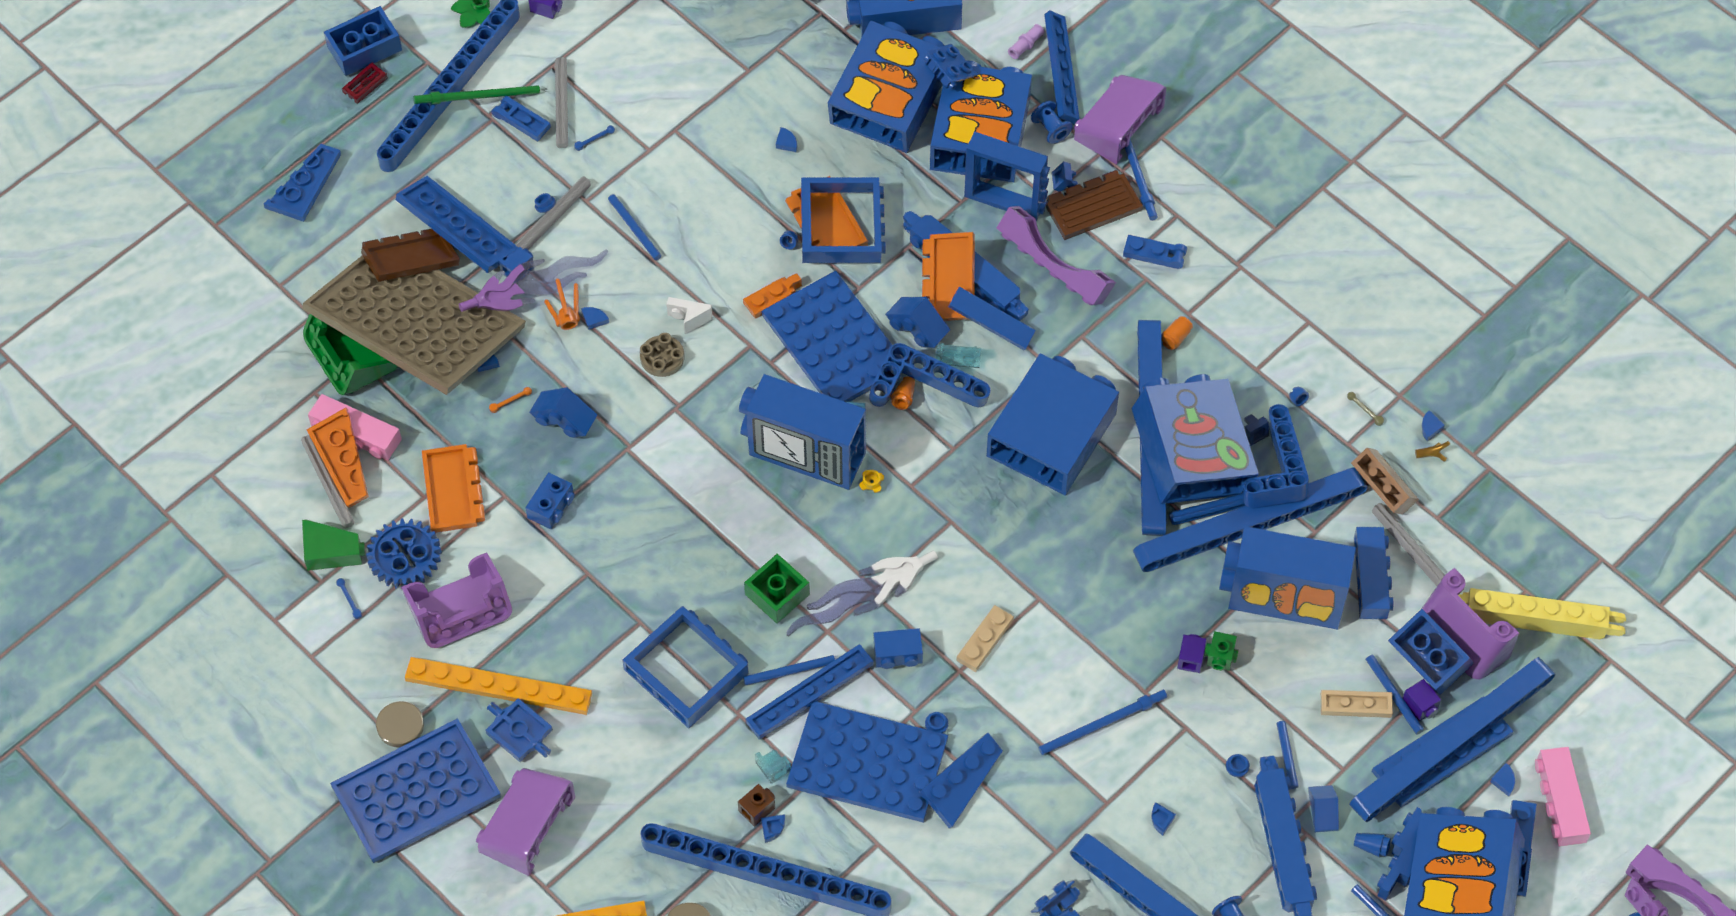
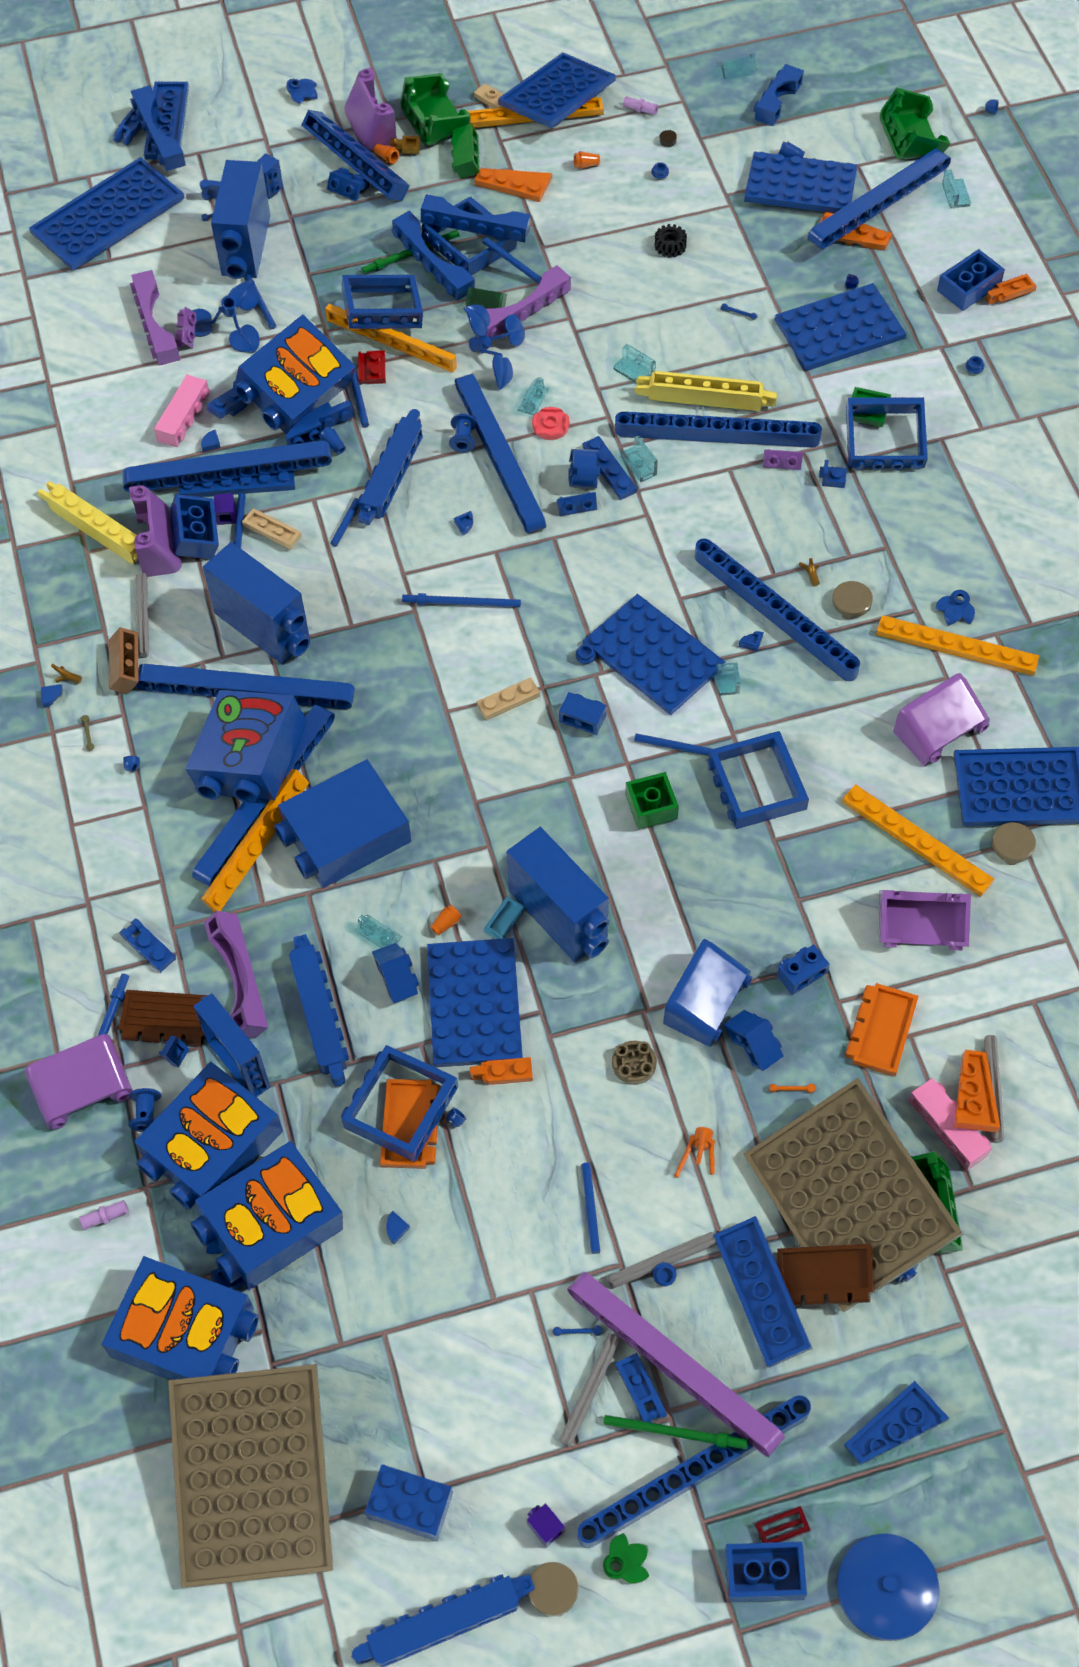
camera: 150 degrees left, 0 degrees up
(266, 81) = (887, 1587): none -> blue dish
(330, 546) = (1015, 1020): green slope -> none
(357, 614) = (1013, 957): blue hinge -> none
(422, 542) = (971, 981): blue gear -> none
(502, 136) = (676, 1364): none -> medium lavender beam
(514, 259) = (722, 1217): blue brick -> none
(518, 729) = (916, 794): blue plate -> none
(520, 281) = (722, 1189): piece -> none
(594, 317) = (676, 1130): blue tile -> none
(625, 435) = (705, 993): none -> windscreen
(693, 312) = (585, 1081): white slope -> none
(757, 804) = (757, 655): reddish brown brick -> none
(809, 691) = (669, 718): blue plate -> none
(875, 589) = (546, 777): clear purple piece -> none
(926, 376) = (420, 926): blue beam -> none
(948, 267) = (342, 996): orange hinge -> none
(949, 64) = (205, 1178): blue hinge -> none
(959, 781) = (596, 604): blue wing -> none
(991, 318) = (331, 941): blue tile -> none
(1061, 67) = (92, 1167): blue plate -> none
(1126, 378) = (252, 844): none -> light orange plate
(1176, 333) = (185, 861): orange piece -> none
(1191, 653) = (363, 612): dark purple brick -> none
(1221, 651) = (341, 600): green brick -> none
(1237, 765) = (386, 529): blue plate -> none
(1256, 429) = (184, 750): dark blue tile -> none
(1293, 481) = (187, 704): blue beam -> none
(1324, 808) = (346, 479): blue slope -> none
(1372, 574) = (184, 609): blue brick -> none

